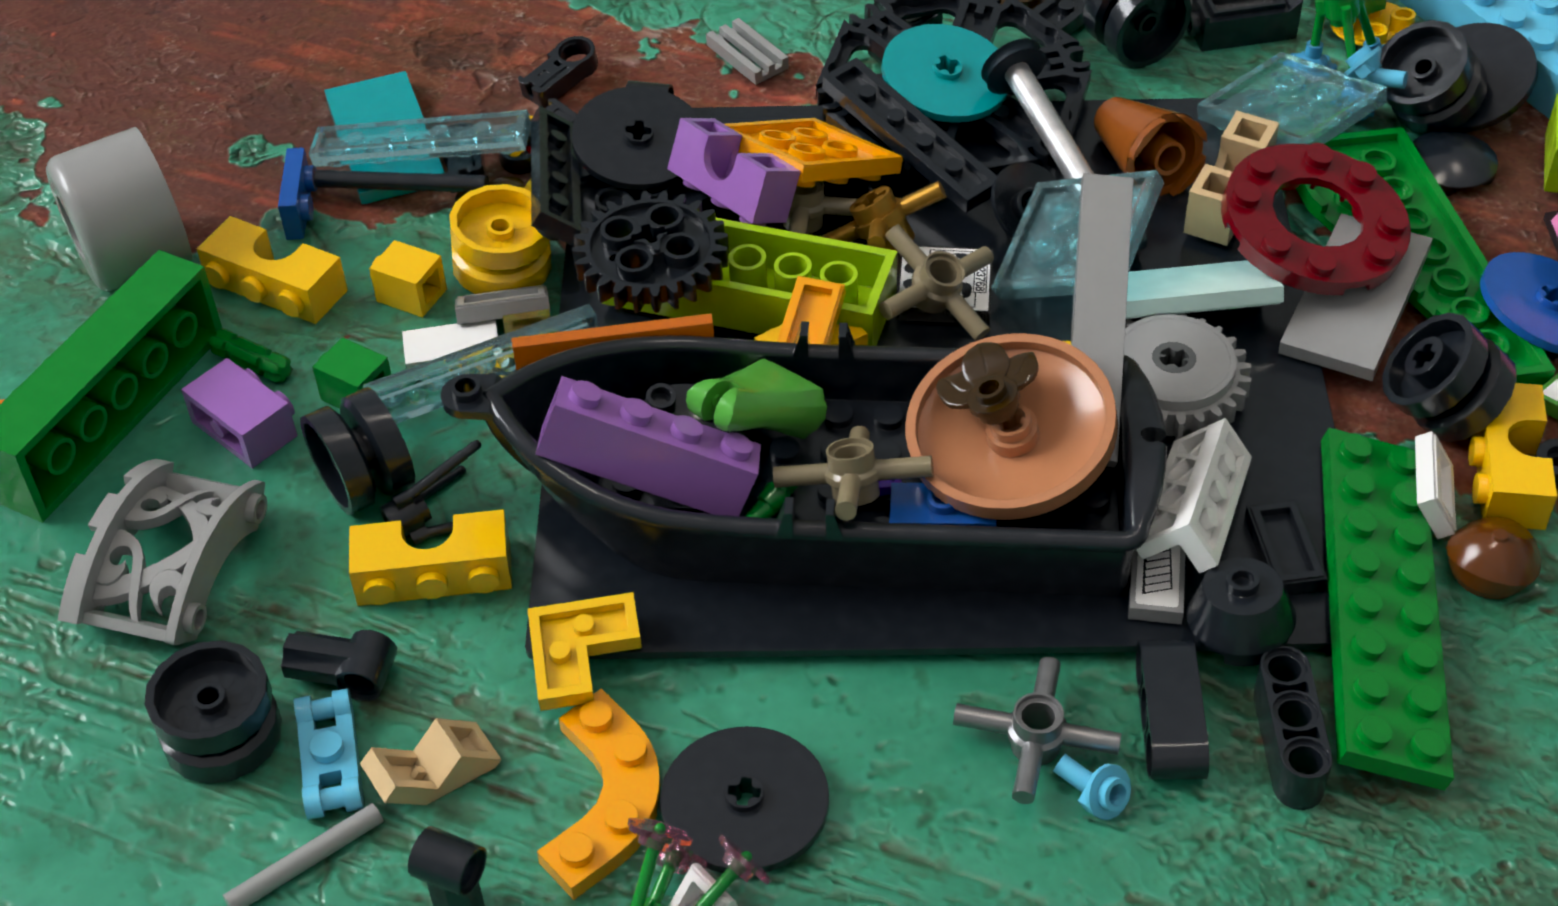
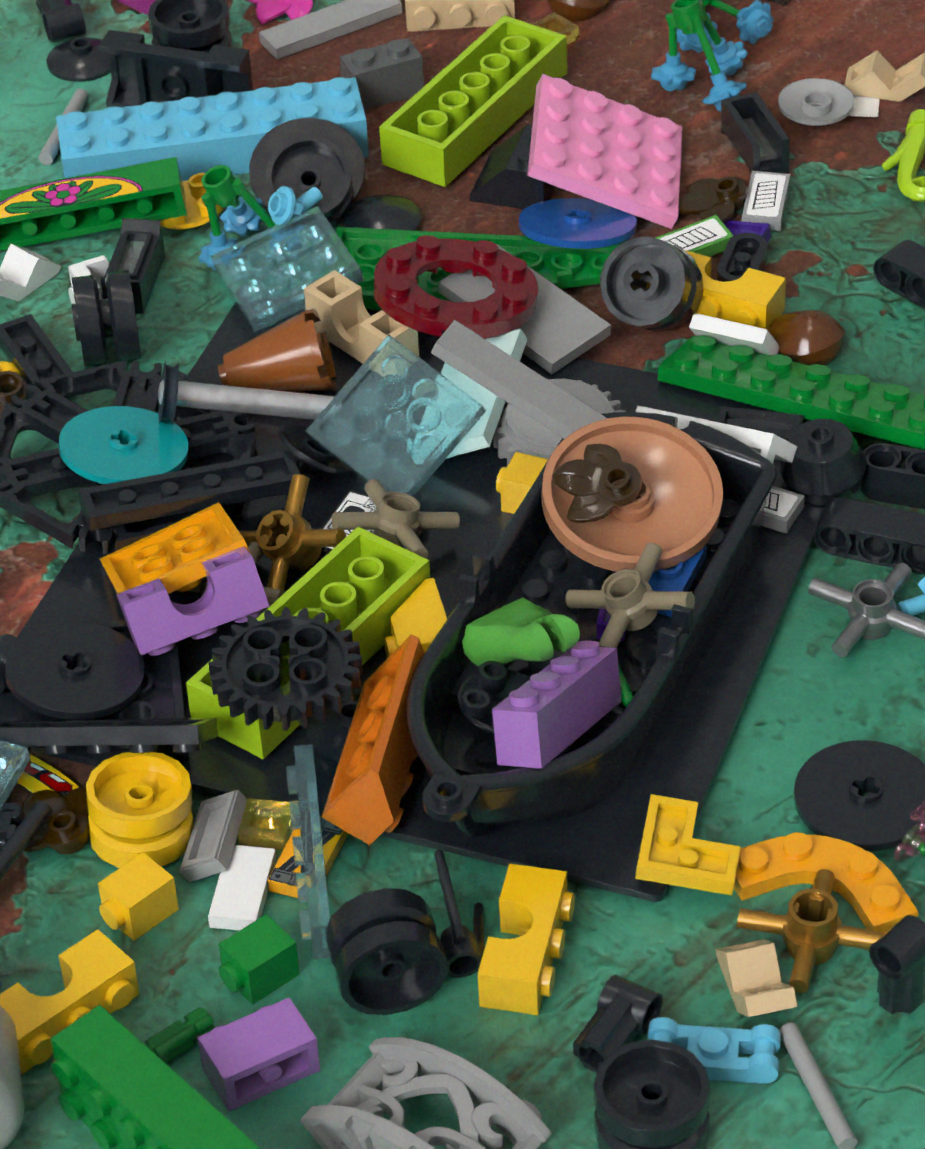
camera: 70 degrees left, 5 degrees down
(508, 793) = (809, 928): none -> pearl gold bar
(815, 303) = (415, 596): light orange tile -> none

